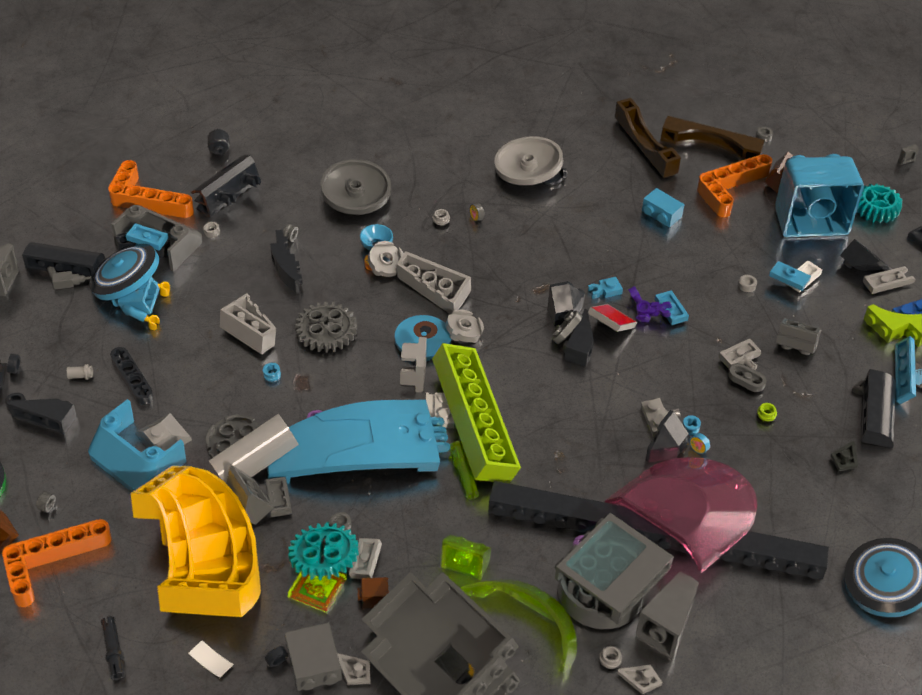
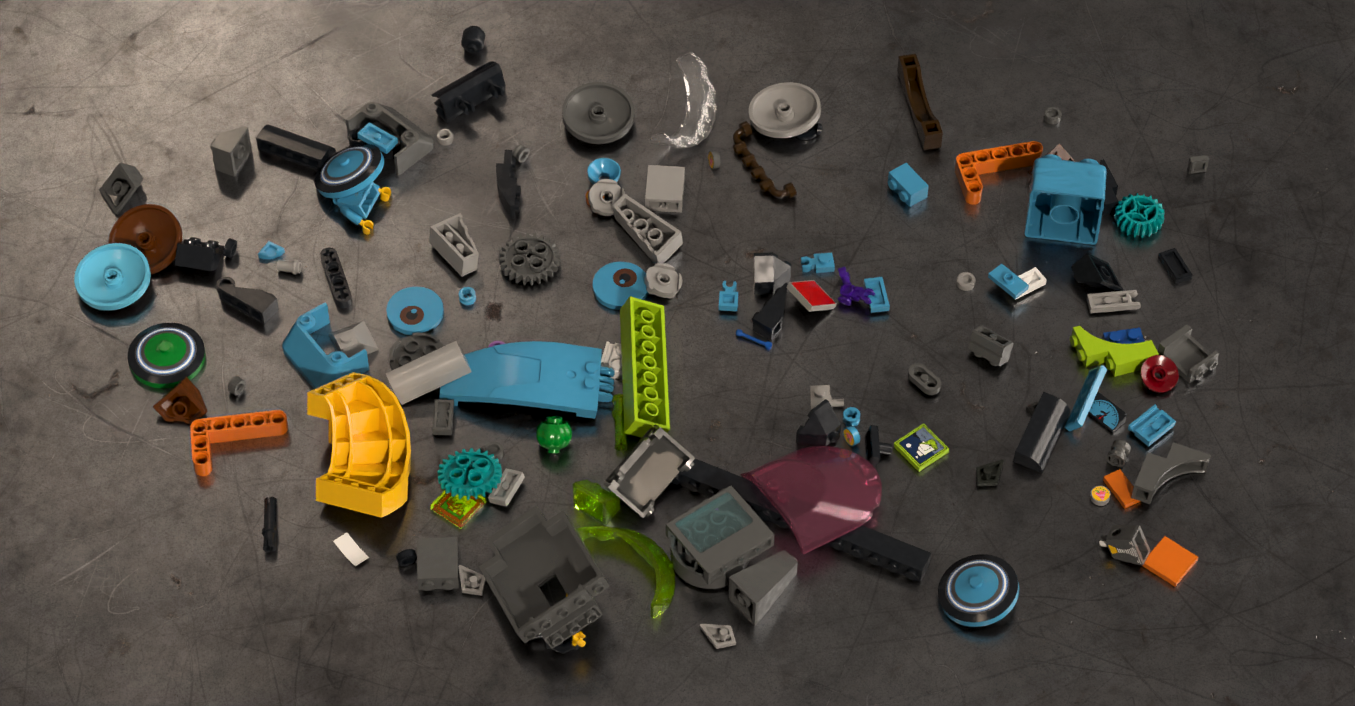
camera: 15 degrees right, 5 degrees up
(57, 360) = (271, 251): none -> dark azure tile
(65, 279) = (293, 168): dark grey piece -> none
(125, 194) = (369, 86): orange beam -> none
(221, 394) = (415, 310): none -> dark azure tile
(249, 494) = (416, 411): dark grey slope -> none
(372, 591) = (503, 516): reddish brown brick -> none
(401, 493) = (554, 434): none -> green plant
(414, 375) = (607, 304): light grey panel -> none
(439, 242) = (665, 188): none -> light grey brick
(441, 217) = (677, 158): light grey plate -> none
(449, 172) = (700, 106): none -> clear windscreen
(513, 512) = (648, 470): none -> windscreen
(519, 216) = (757, 171): none -> dark brown bar
(532, 333) = (728, 297): none -> dark azure plate
(570, 321) = (758, 301): dark grey plate -> none
(584, 371) = (767, 345): none -> blue hinge
(611, 652) = (698, 608): light grey plate -> none
(684, 131) = (962, 99): dark brown arch -> none
(726, 451) = (874, 447): none -> black tile
(741, 353) = (927, 354): light grey plate -> none
(767, 412) = (930, 413): lime plate -> none
(769, 443) = (921, 447): none -> tile

